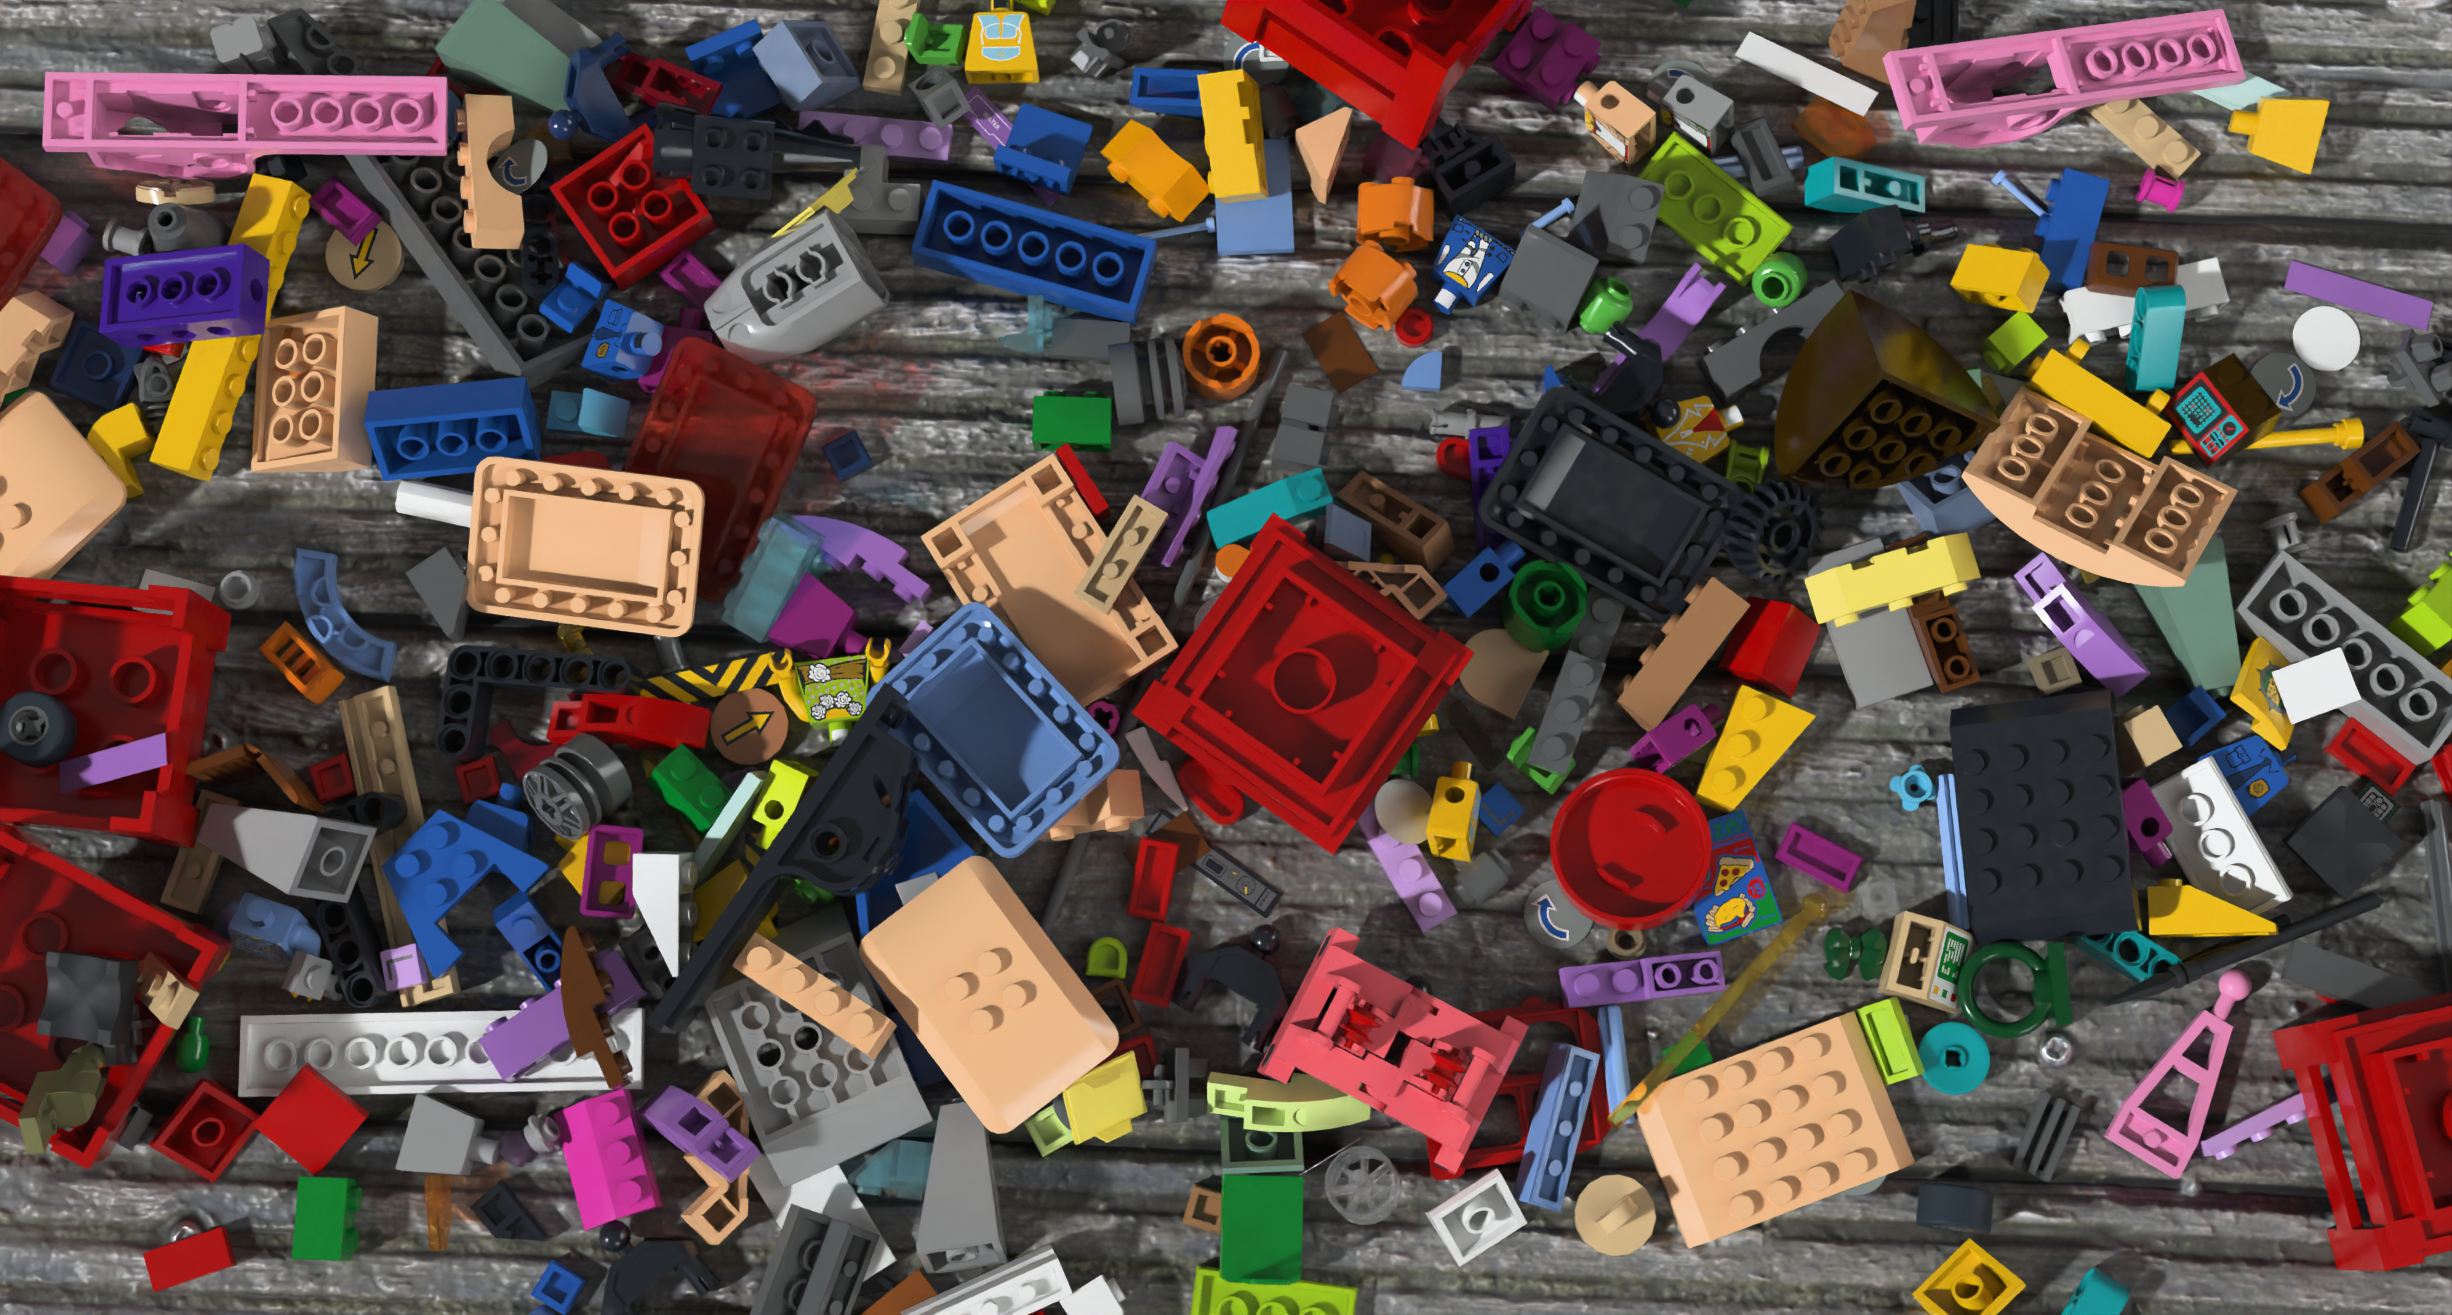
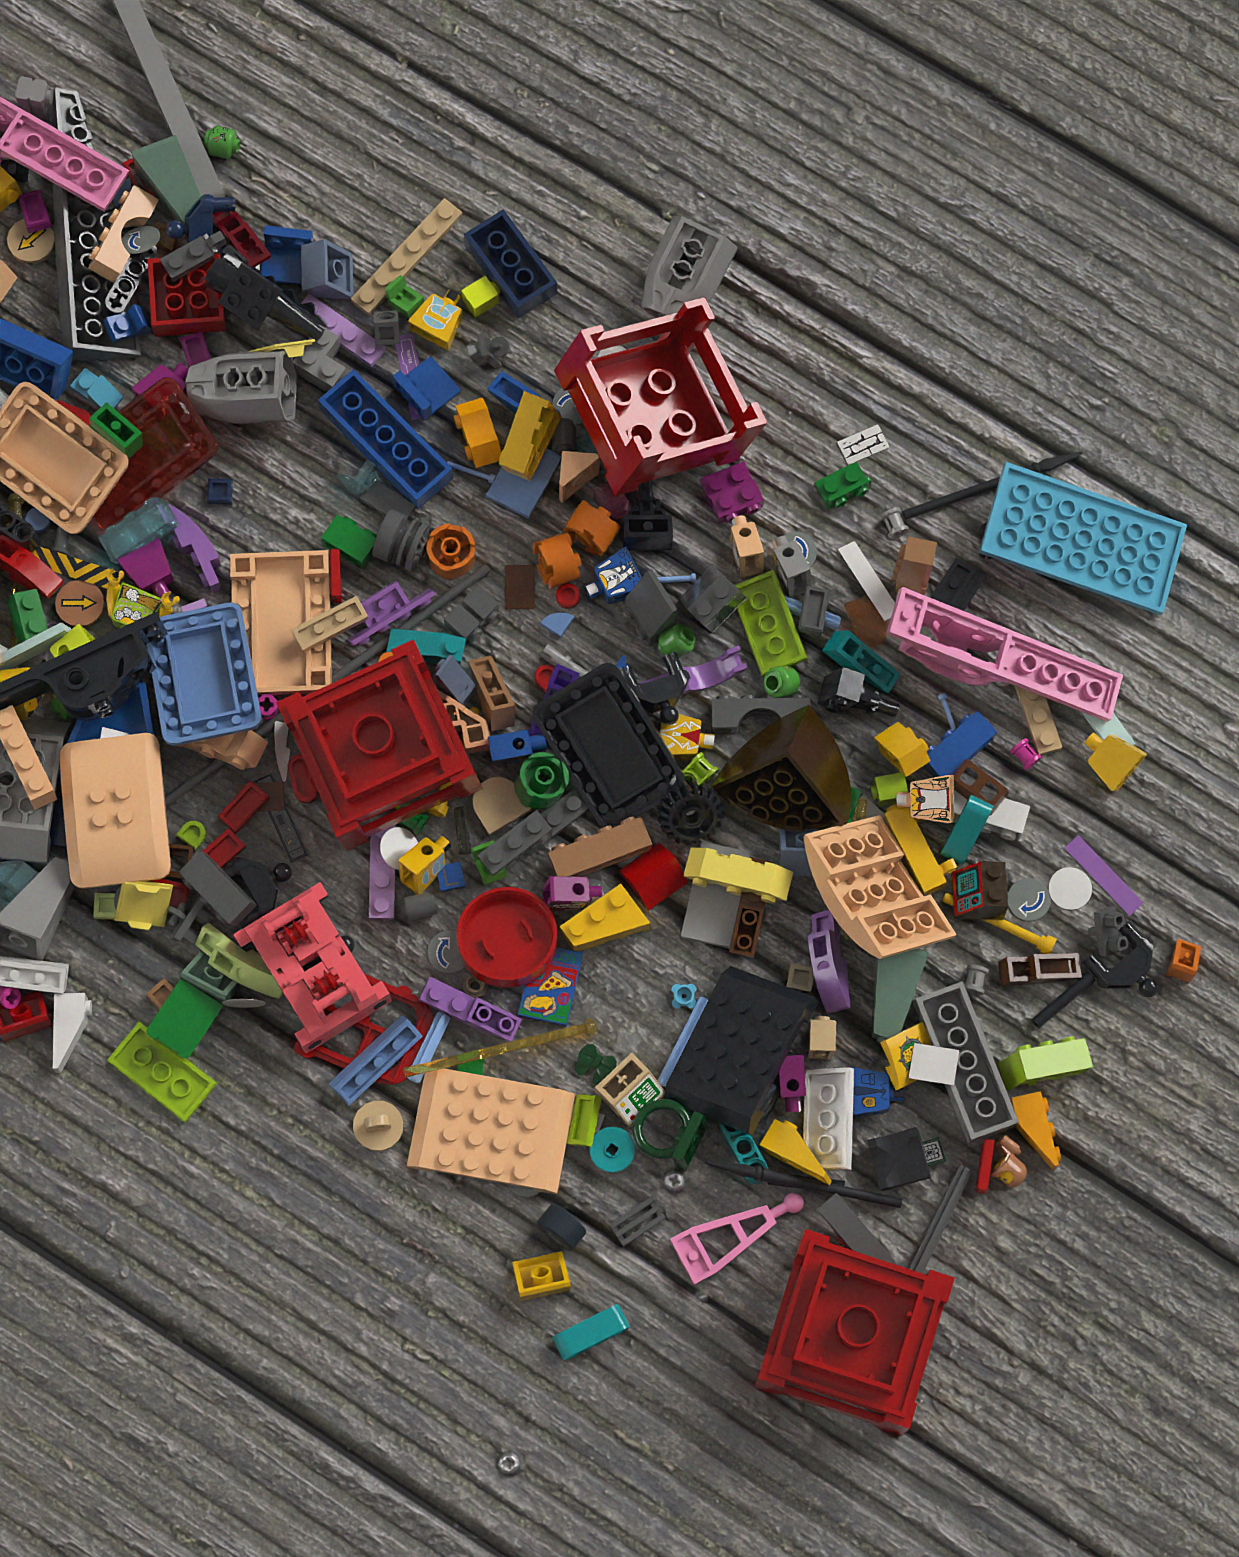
camera: 25 degrees right, 5 degrees down
(610, 147) = (192, 255): none -> dark grey hinge
(618, 643) = (38, 520): none -> medium blue tile
(622, 343) = (136, 363): blue torso -> none
(658, 453) = (116, 430): none -> green brick
(1196, 1019) = (217, 889): none -> dark grey brick
(1363, 1185) = (252, 1027): clear wheel -> none
(1477, 1217) = (302, 1081): white slope -> none
(1818, 857) = (608, 1003): magenta tile -> none
(2087, 324) = (930, 799): none -> torso
(2193, 716) = (859, 1046): blue panel -> none
(2259, 1124) = (755, 1282): lavender plate -> none
(2369, 756) = (947, 1125): red tile -> none

